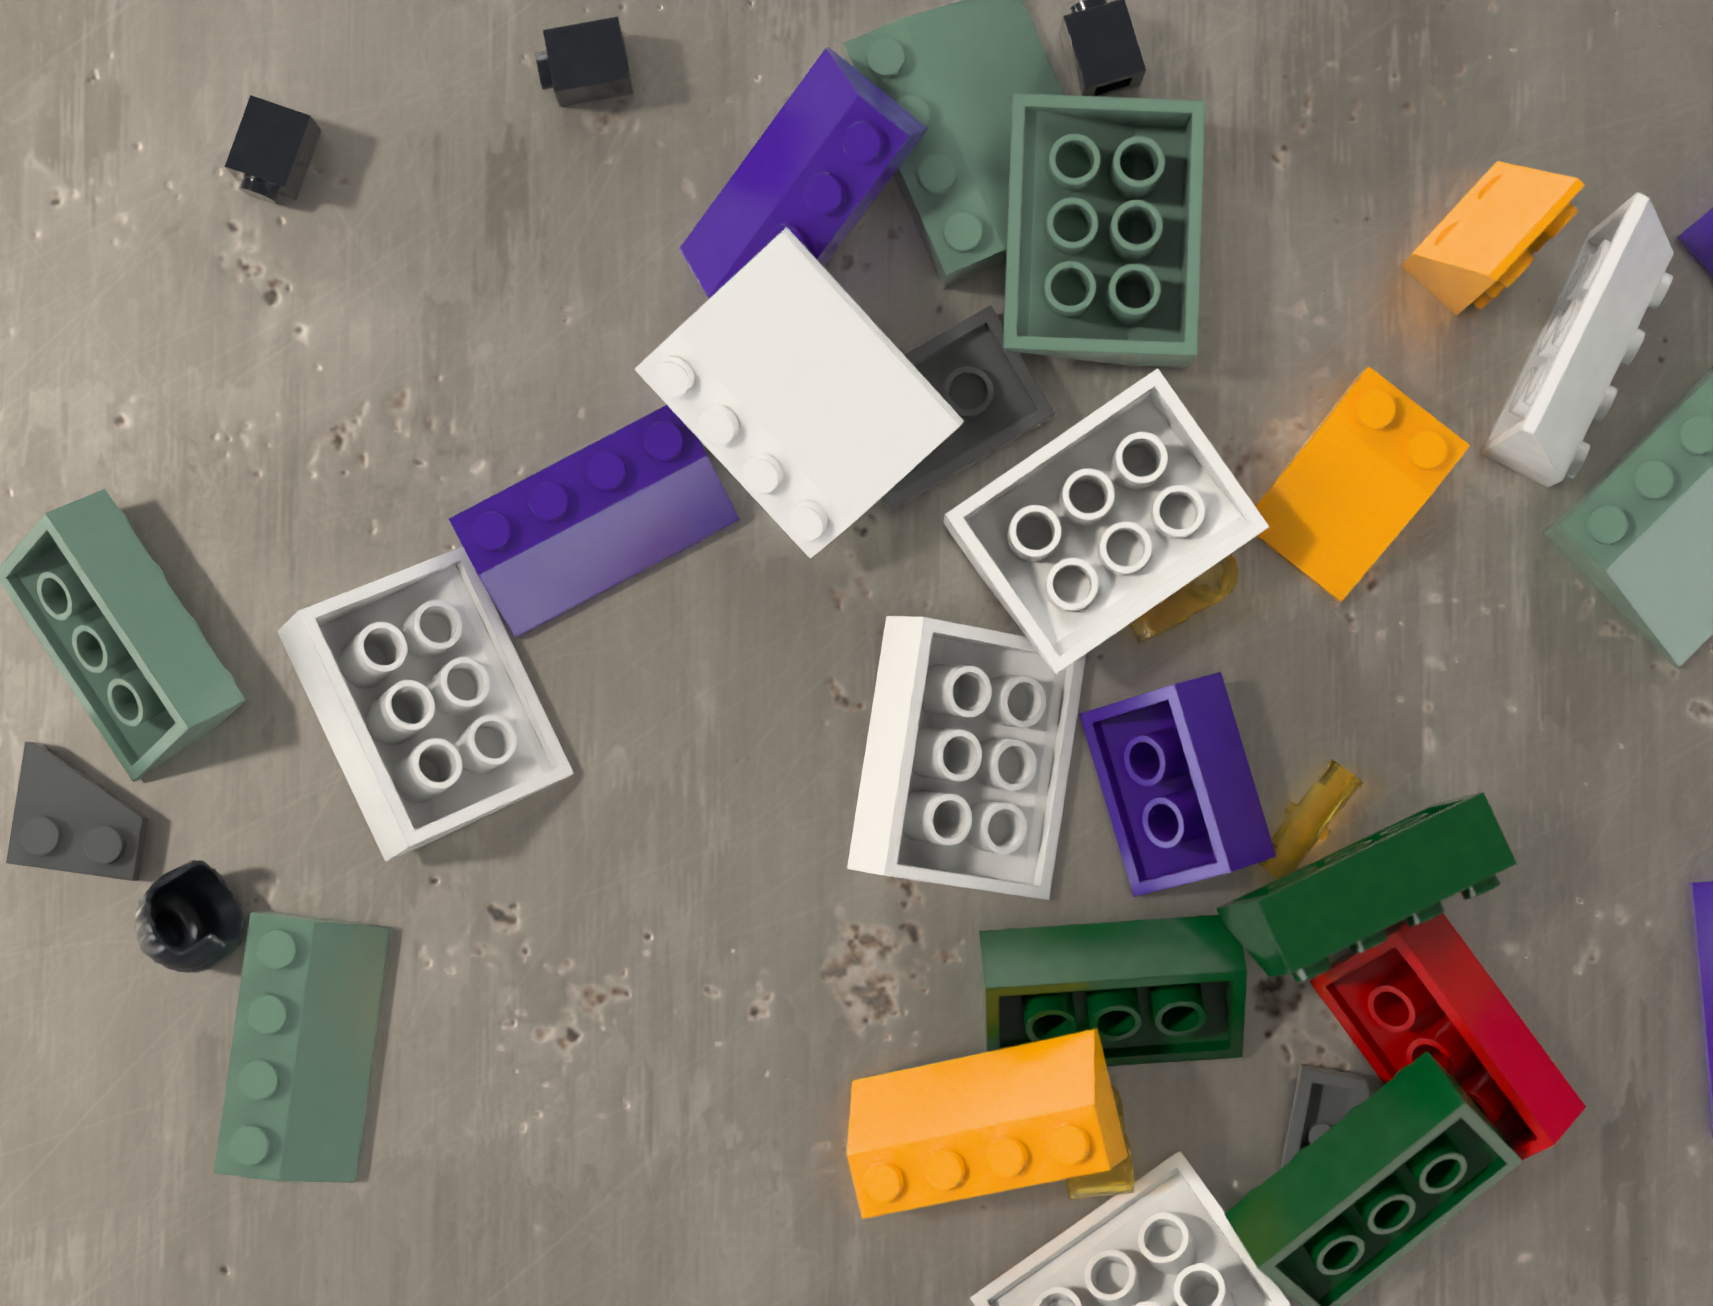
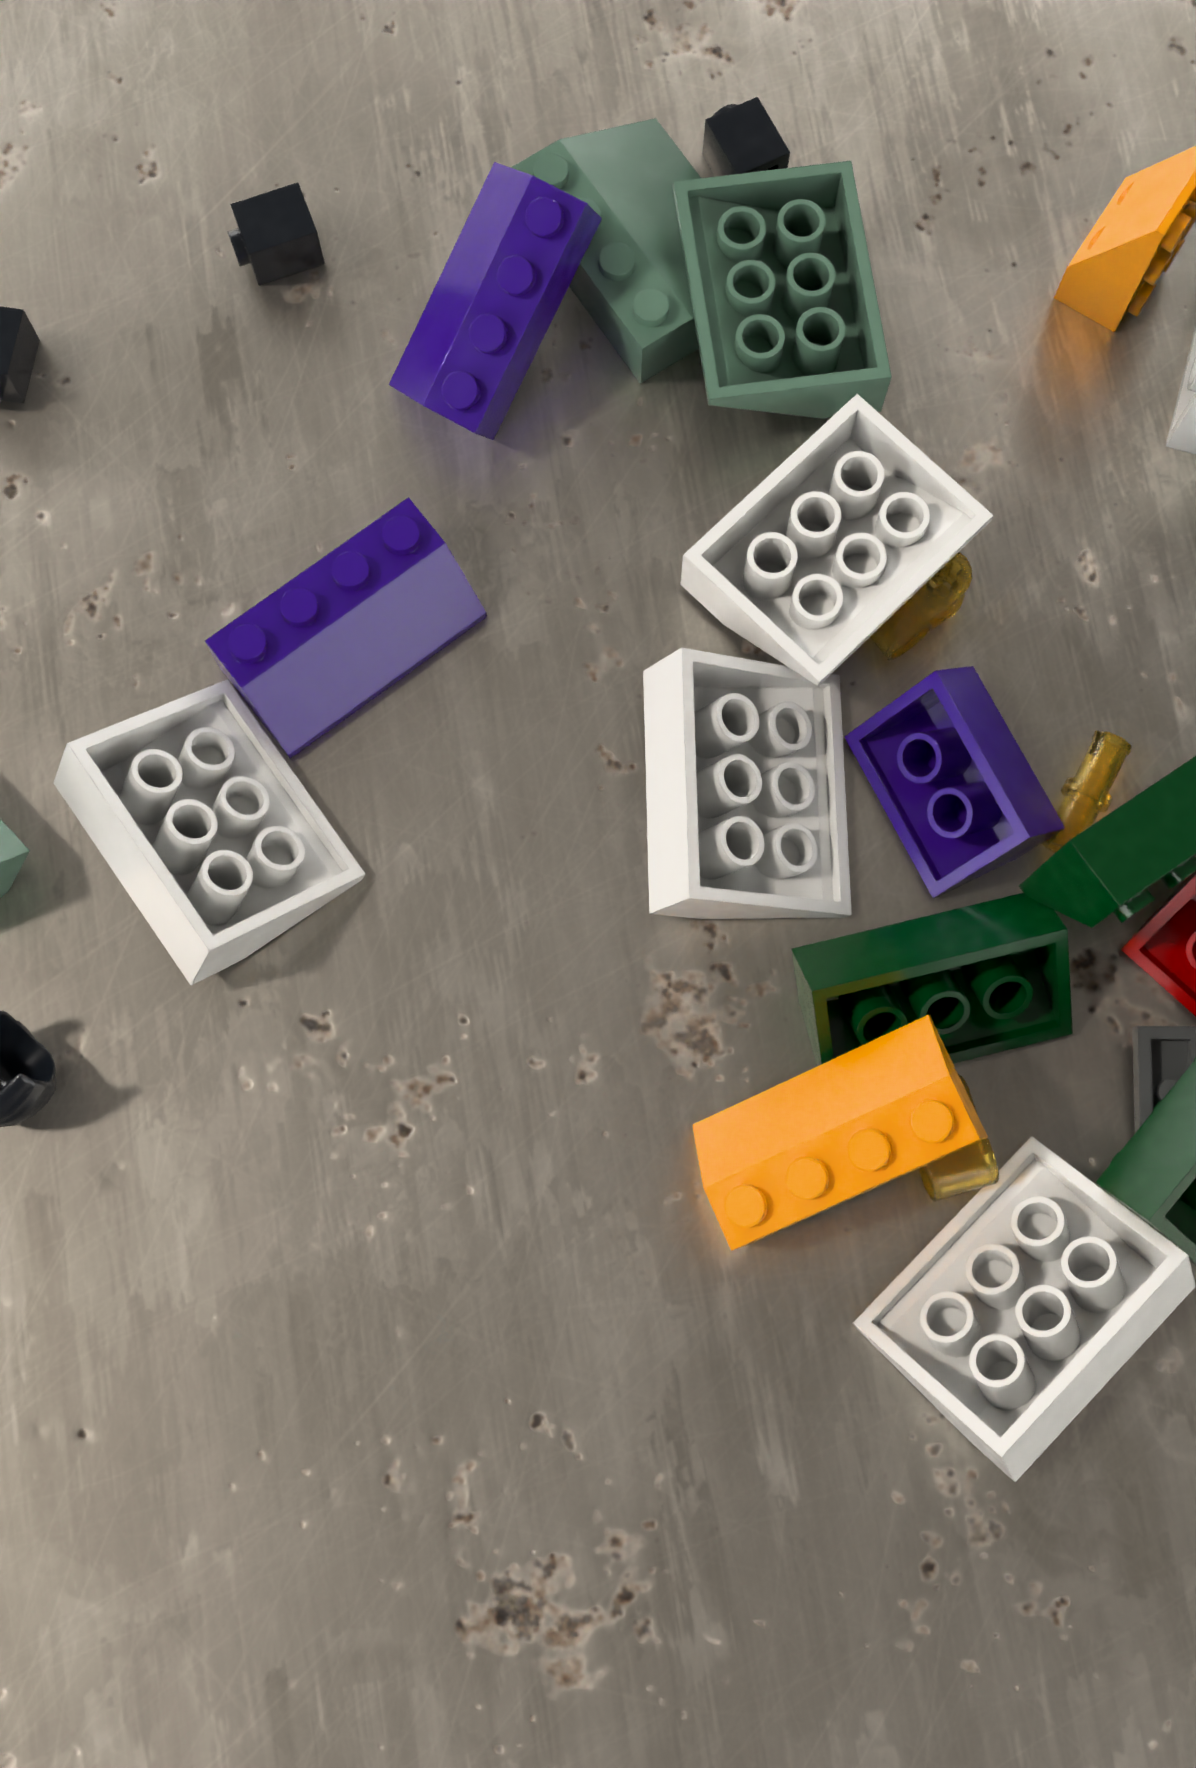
camera: 10 degrees left, 10 degrees down
(302, 1049) = (130, 1185): sand green slope -> none
(799, 394) = (523, 465): white slope -> none
(985, 388) = (658, 480): dark grey plate -> none
(1356, 483) = (1062, 479): light orange slope -> none

